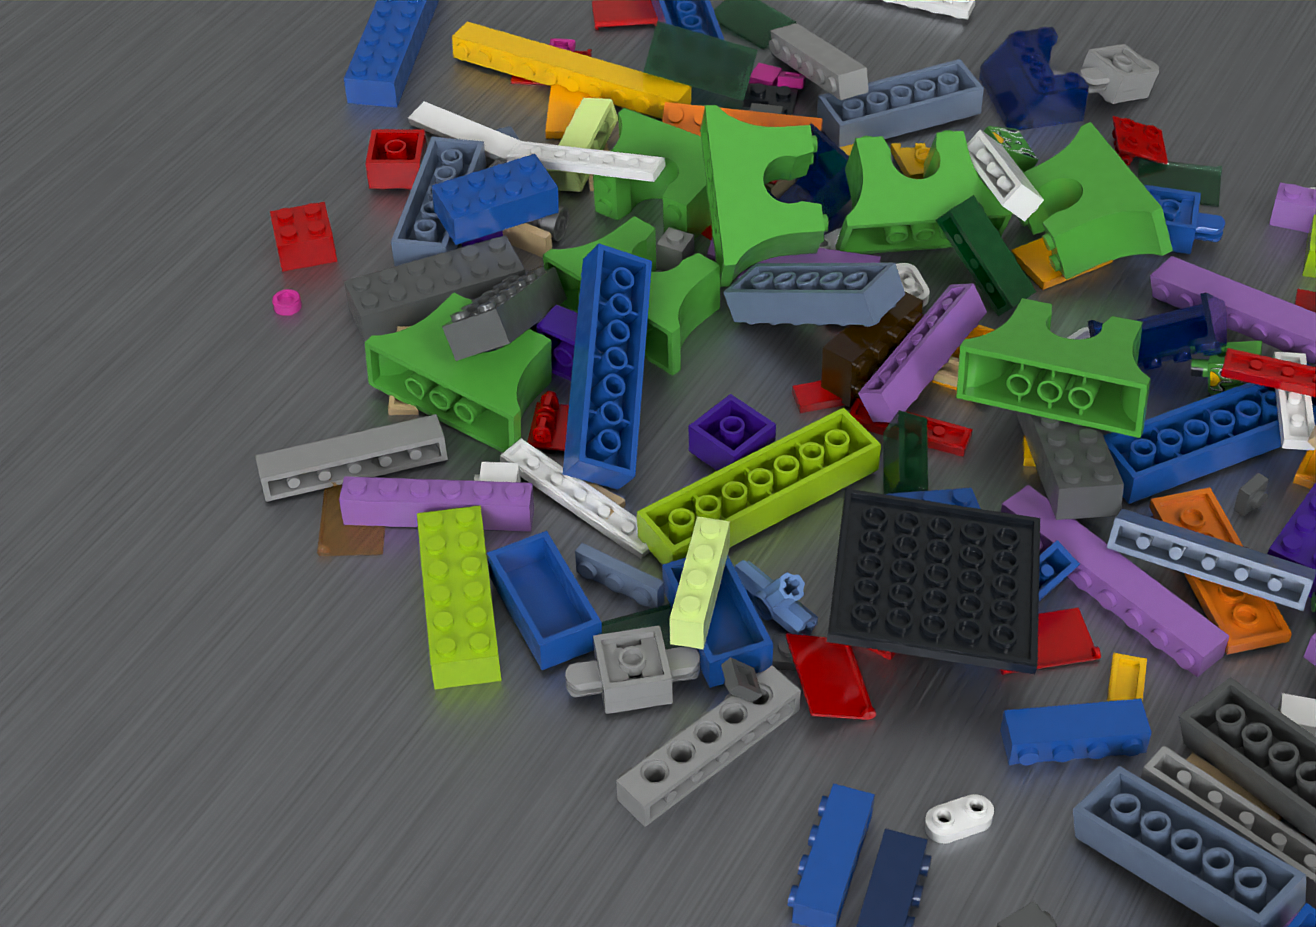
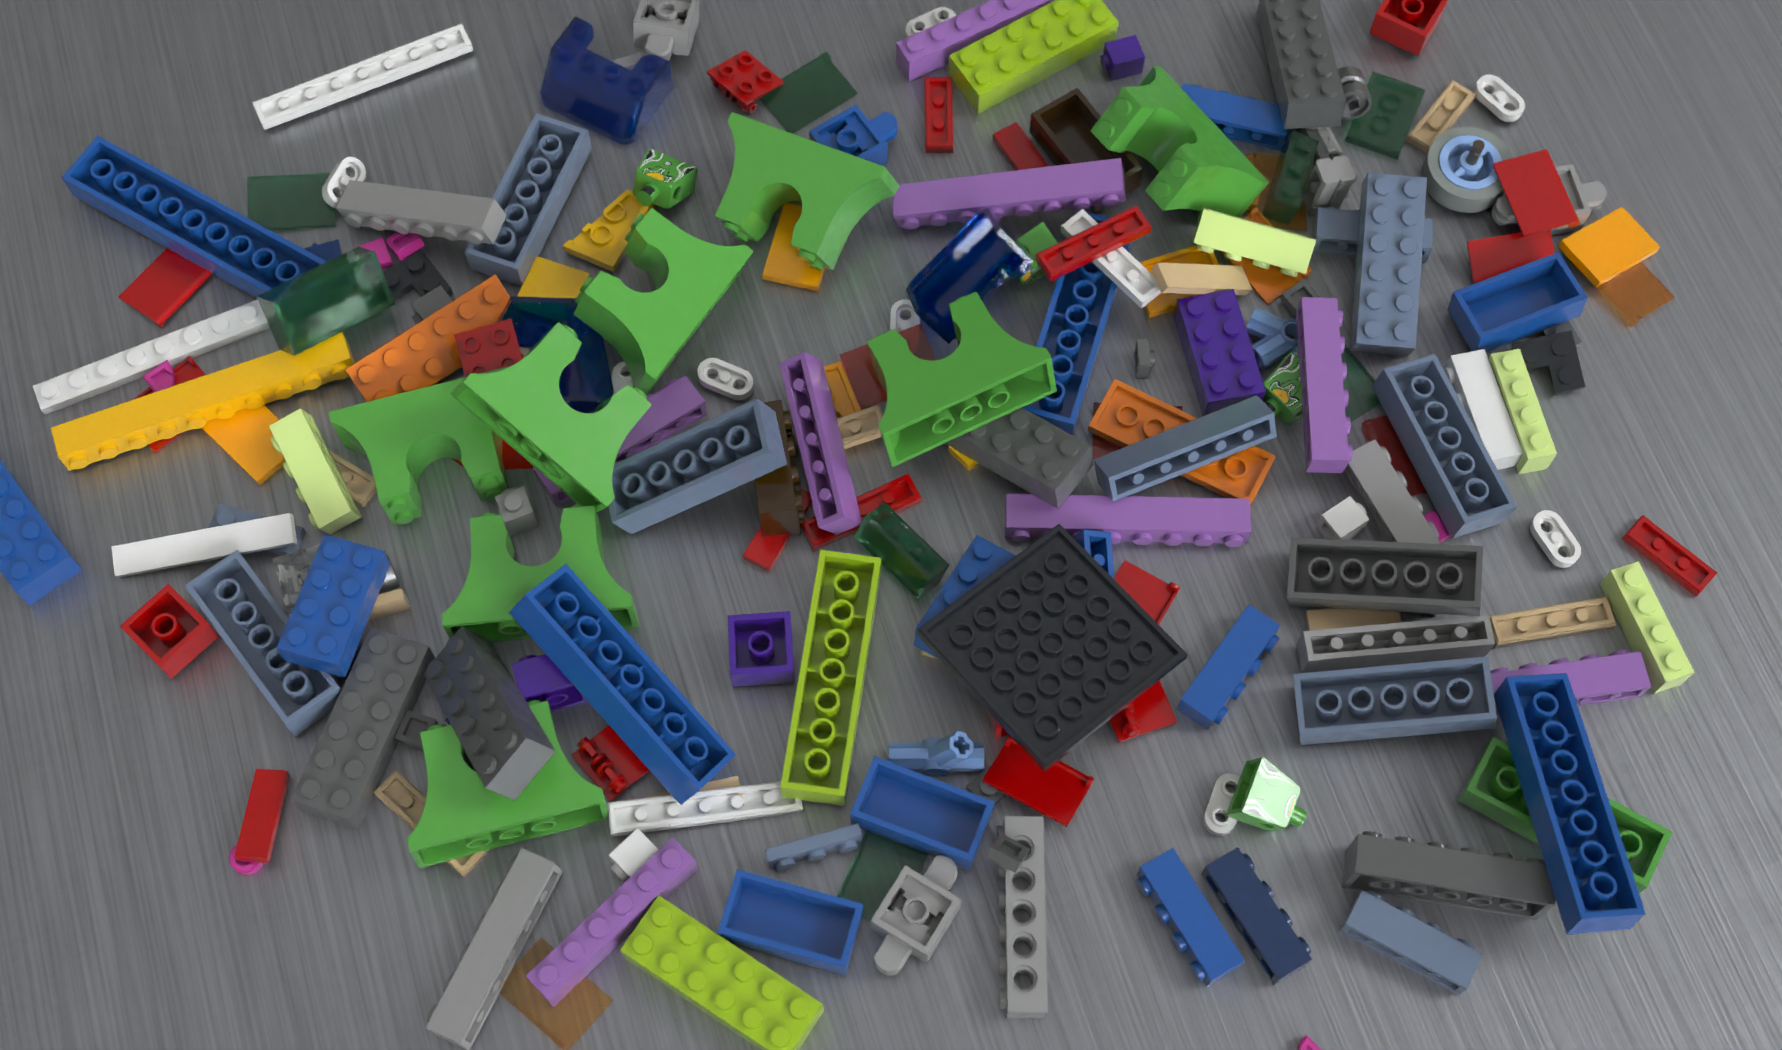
camera: 50 degrees left, 20 degrees up
(303, 236) = (184, 784): red brick -> none
(318, 286) = (262, 816): none -> red tile
(543, 30) = (141, 359): none -> white plate
(591, 161) = (365, 499): white tile -> none
(699, 583) = (904, 807): yellowish green brick -> none
(807, 18) = (338, 179): none -> white plate
(969, 697) = (1144, 714): none -> red hinge
(986, 255) = (770, 308): dark green brick -> none
(994, 834) = (1266, 798): none -> torso
(1003, 176) = (719, 224): white brick -> none
(1126, 677) = (1215, 595): yellow tile -> none
(1267, 254) = (938, 114): none -> red tile

